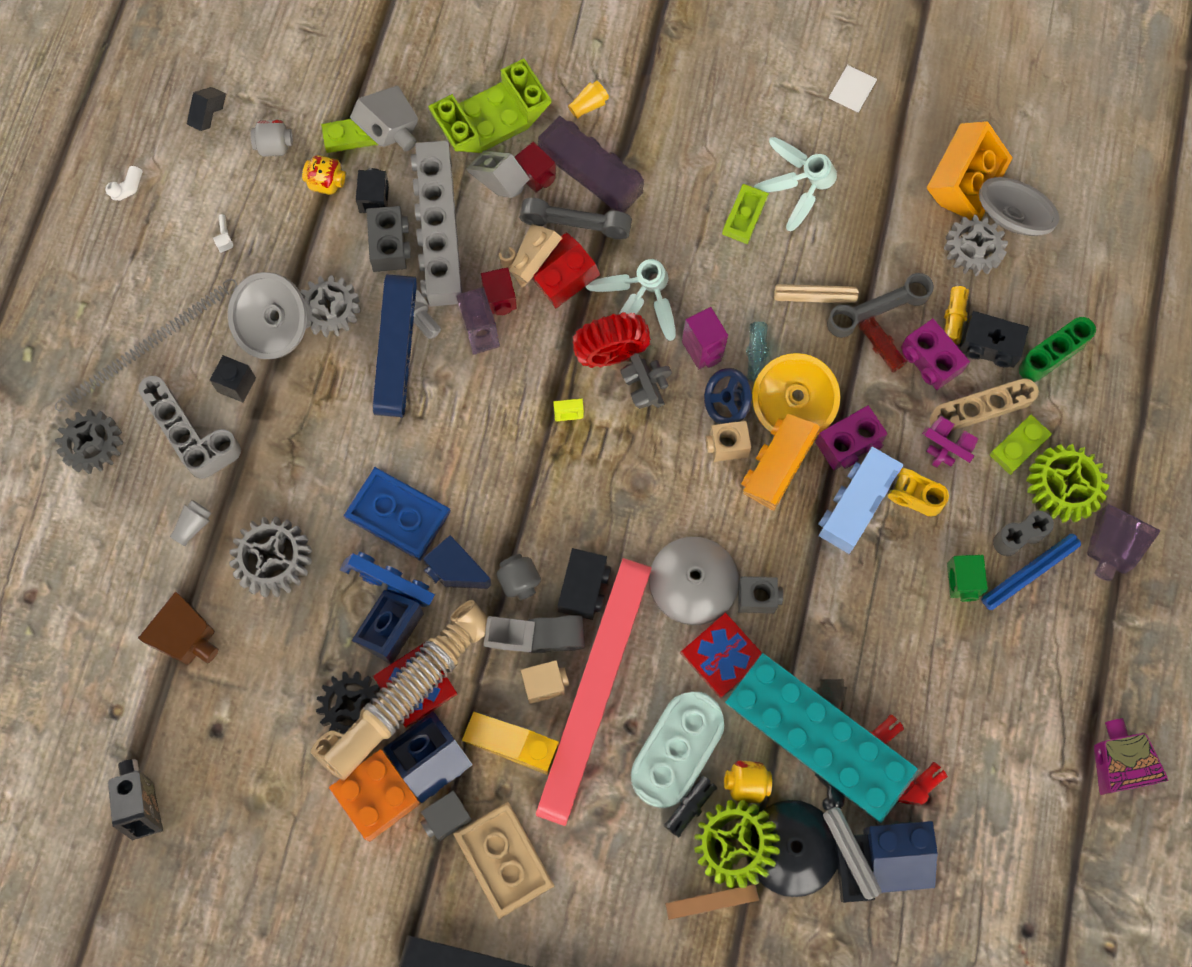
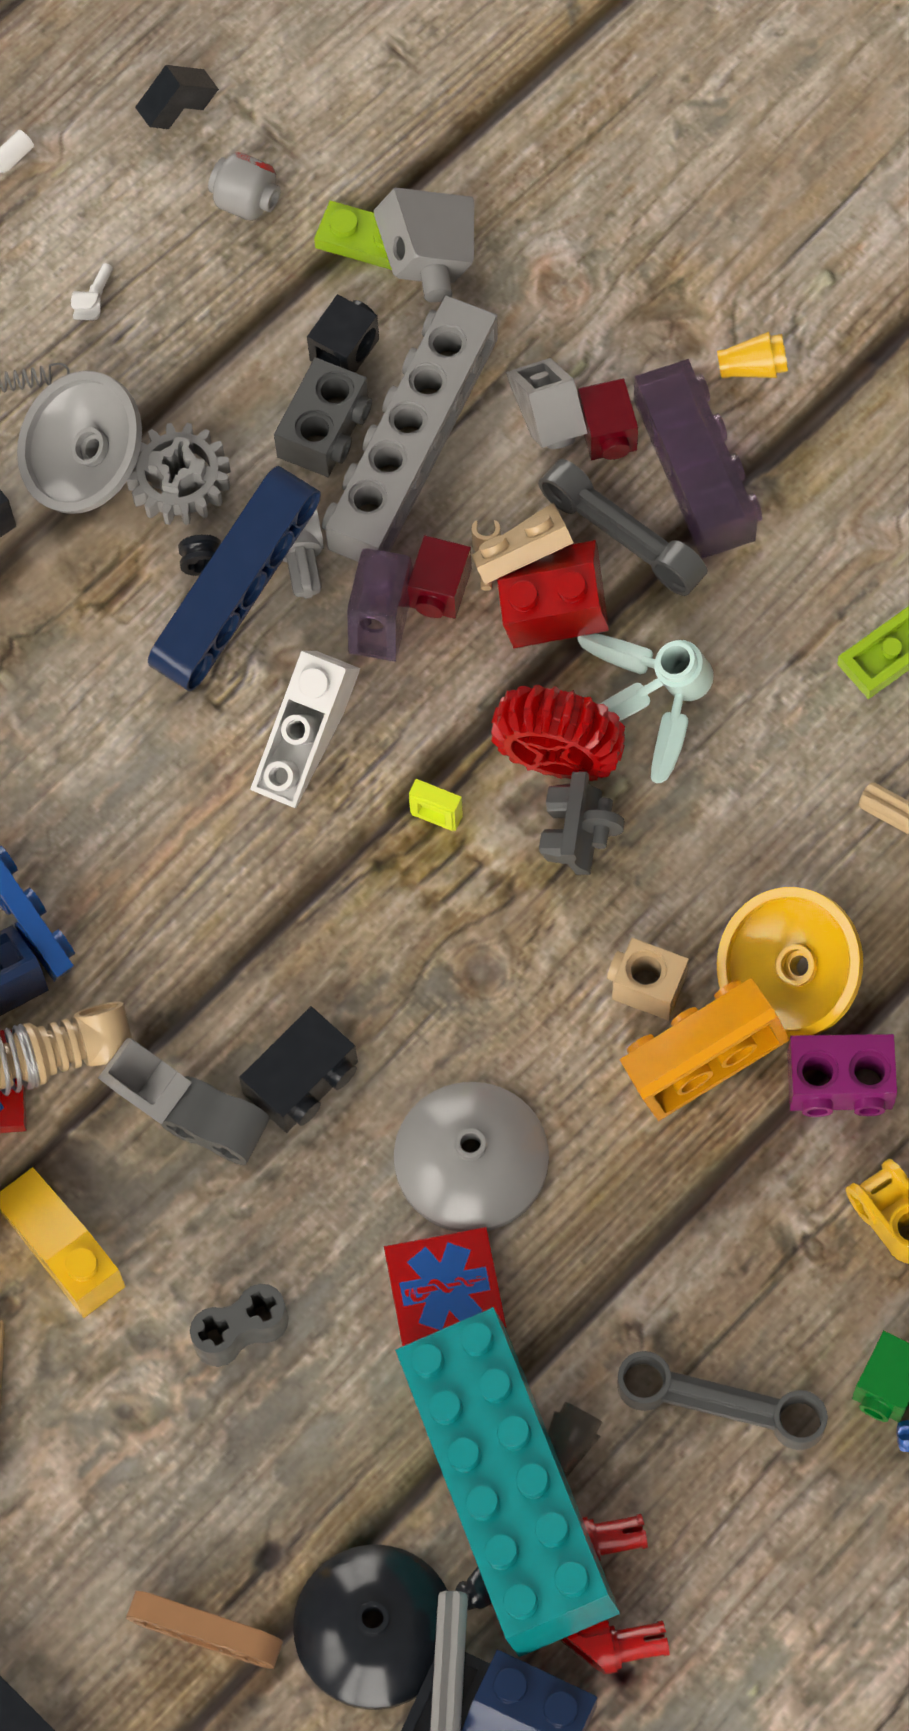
camera: 35 degrees right, 5 degrees down
(323, 174) = (287, 277): yellow head -> none
(366, 343) = (197, 552): none -> black bush
(397, 513) = (97, 826): blue tile -> none
(454, 567) = (128, 944): dark blue slope -> none
(476, 405) = (304, 726): none -> white slope
(493, 113) = (592, 308): lime slope -> none
(518, 577) = (211, 1008): dark grey head -> none
(544, 681) = (156, 1178): tan brick -> none
(593, 693) = (220, 1232): coral beam -> none
(633, 733) = (239, 1325): none -> dark grey axle
(677, 749) = (293, 1387): light aqua tile -> none
(690, 806) = (259, 1477): black pin -> none
(705, 338) = (701, 804): magenta brick -> none
(732, 855) = (320, 1557): lime gear -> none
(735, 397) = (695, 914): dark blue piece -> none
(748, 781) = (363, 1488): yellow head -> none
(749, 604) = (544, 1207): dark grey brick -> none
(757, 349) = (783, 863): clear light blue pin -> none
(859, 500) = (792, 1171): light blue wedge -> none
(893, 634) = (722, 1400): none -> dark grey piece

